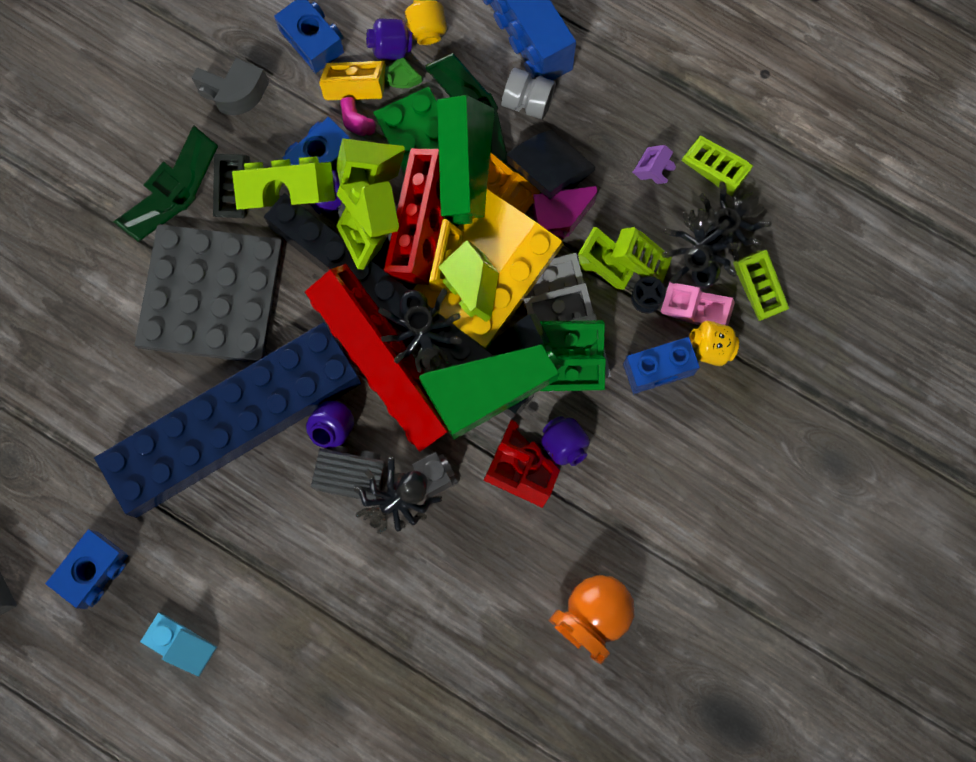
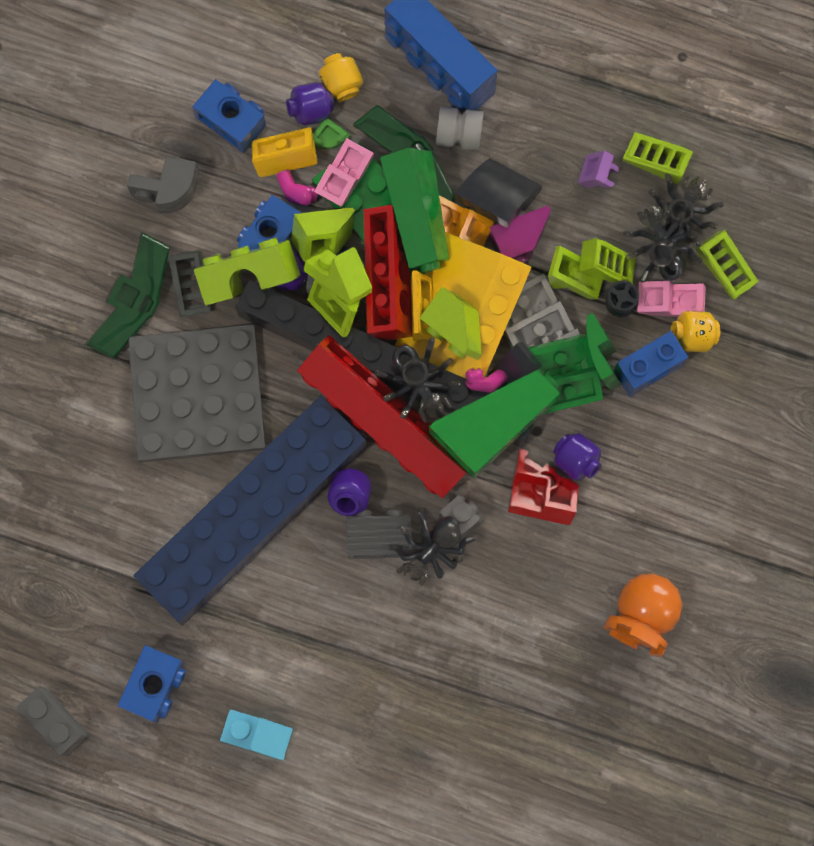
camera: 15 degrees left, 0 degrees up
(405, 112) = (344, 173): none -> bright pink slope
(488, 347) = (476, 381): none -> dark pink arm
(613, 338) = (600, 349): none -> green slope

